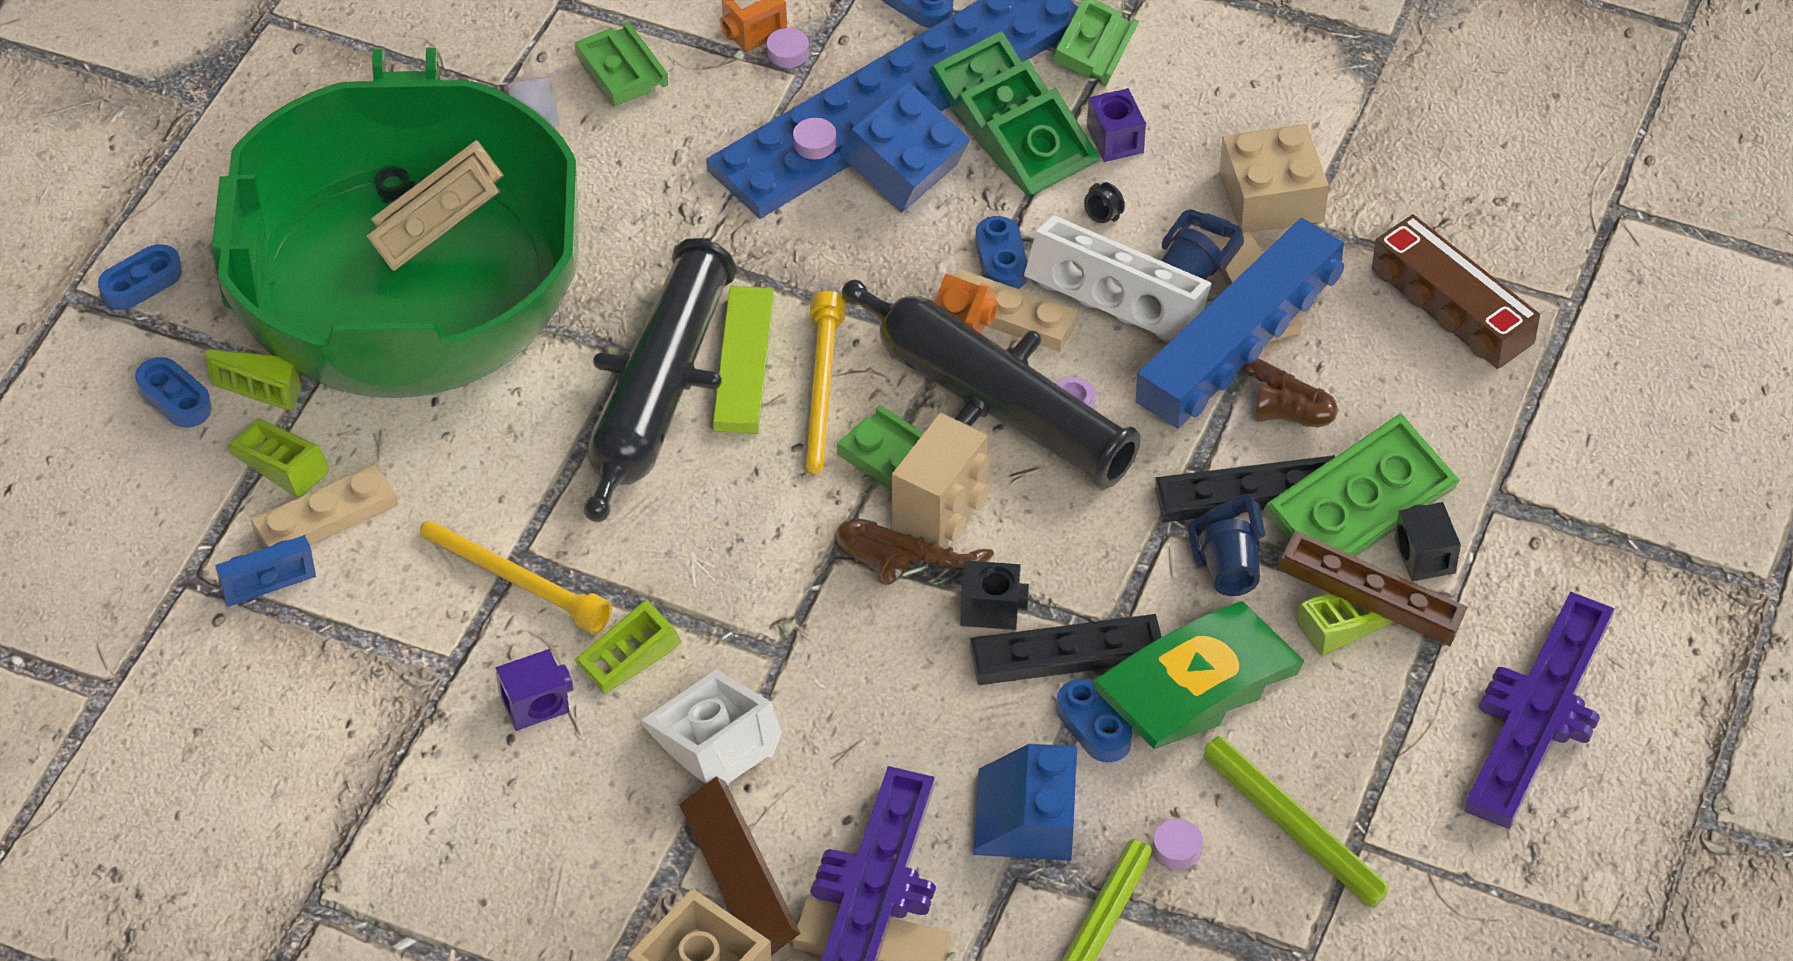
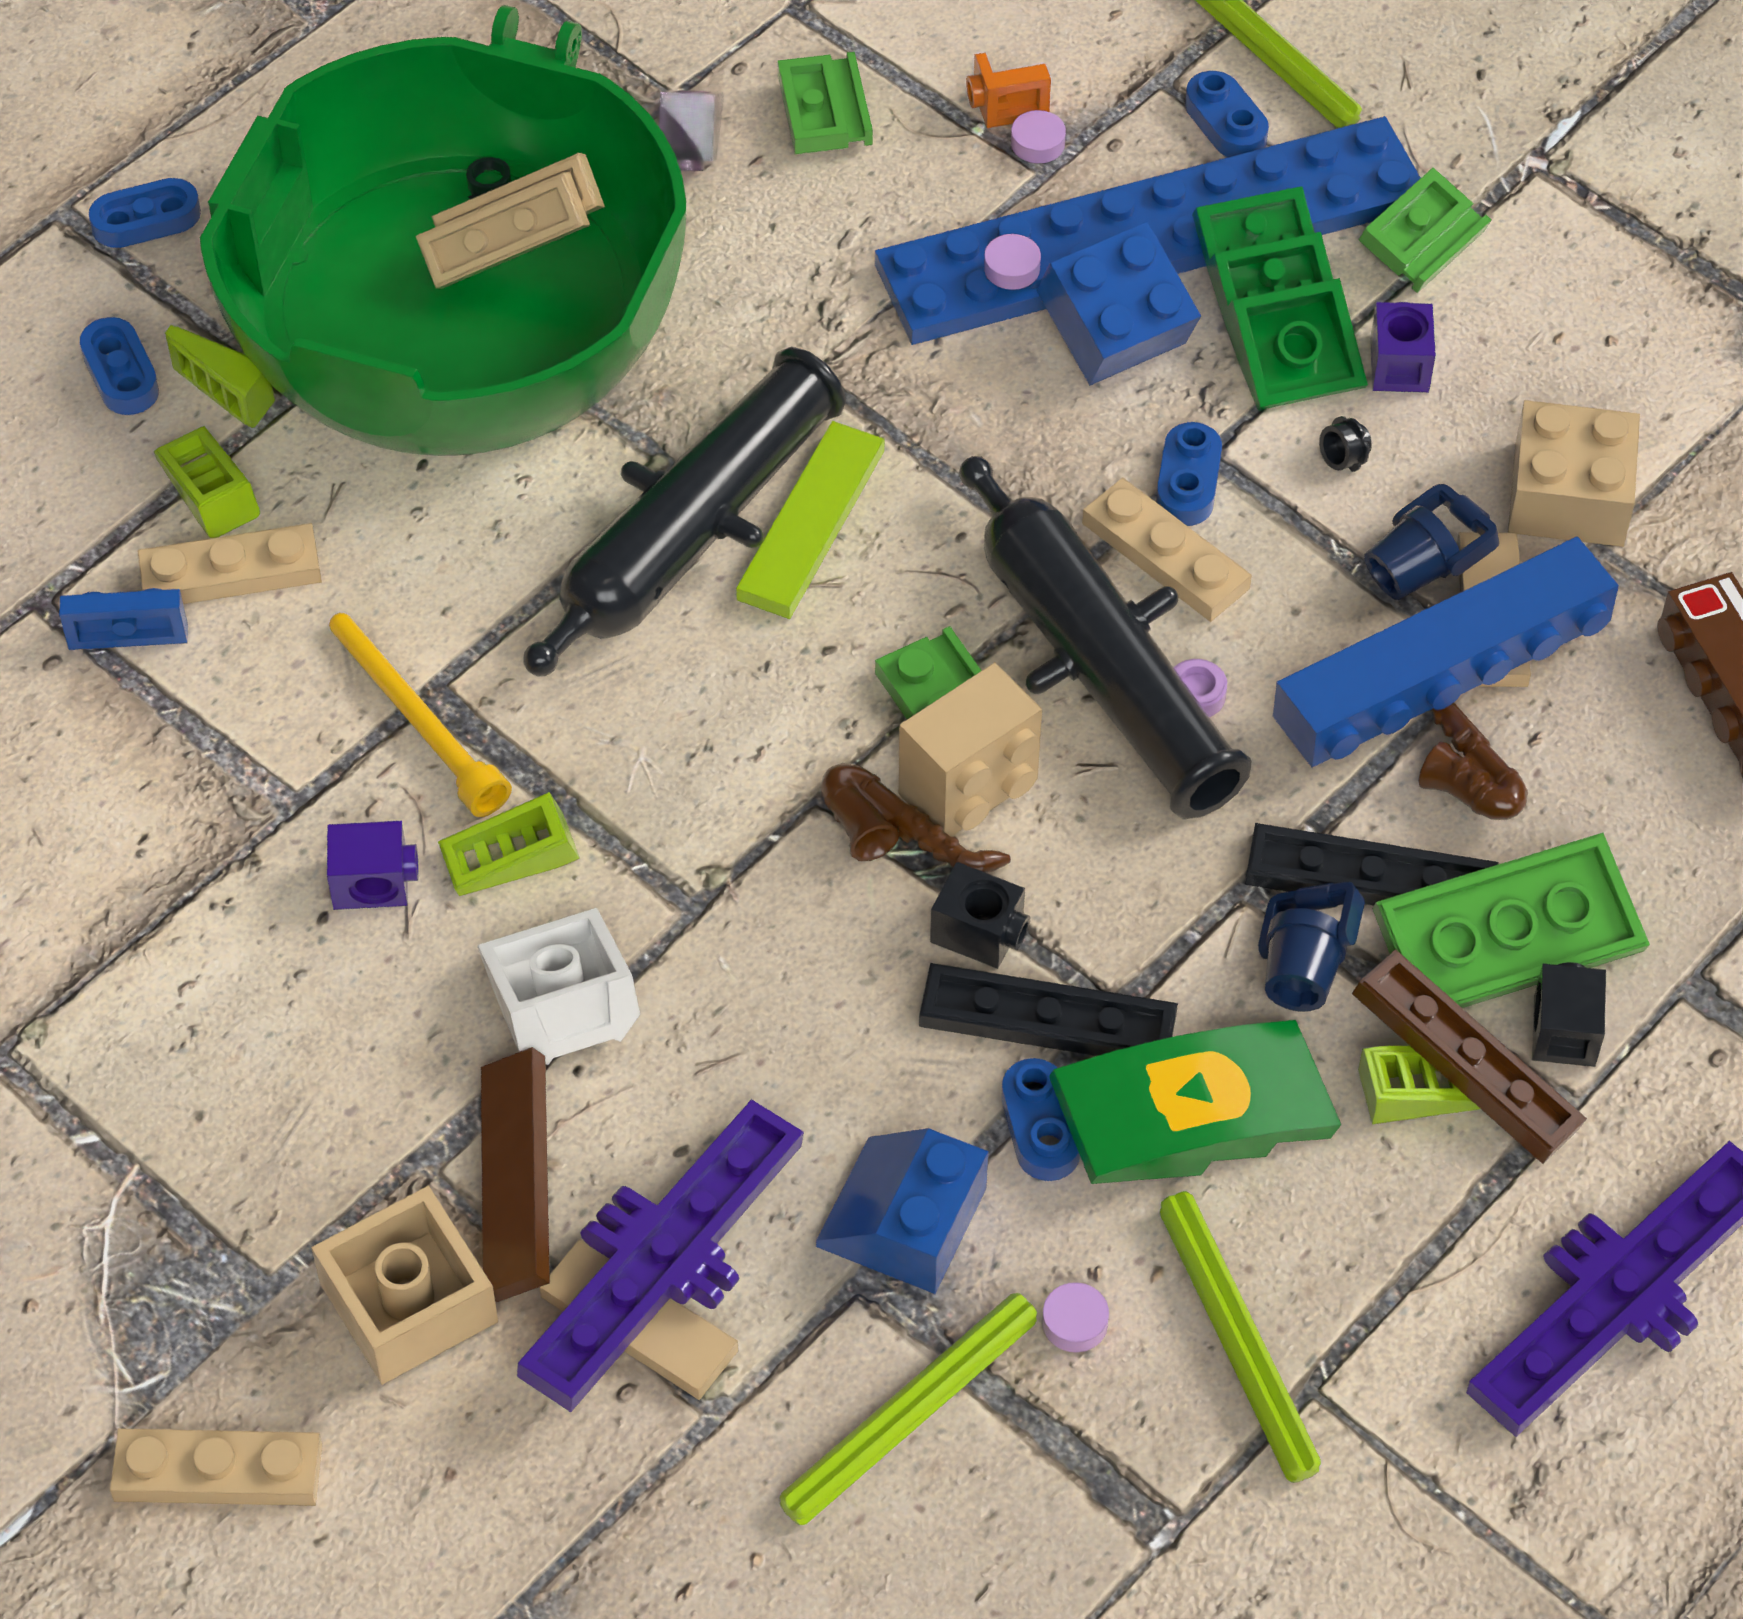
camera: 20 degrees right, 5 degrees up
(827, 313) = (936, 490): yellow piece -> none
(968, 302) = (1109, 527): orange bracket -> none
(1101, 260) = (1310, 546): white brick -> none

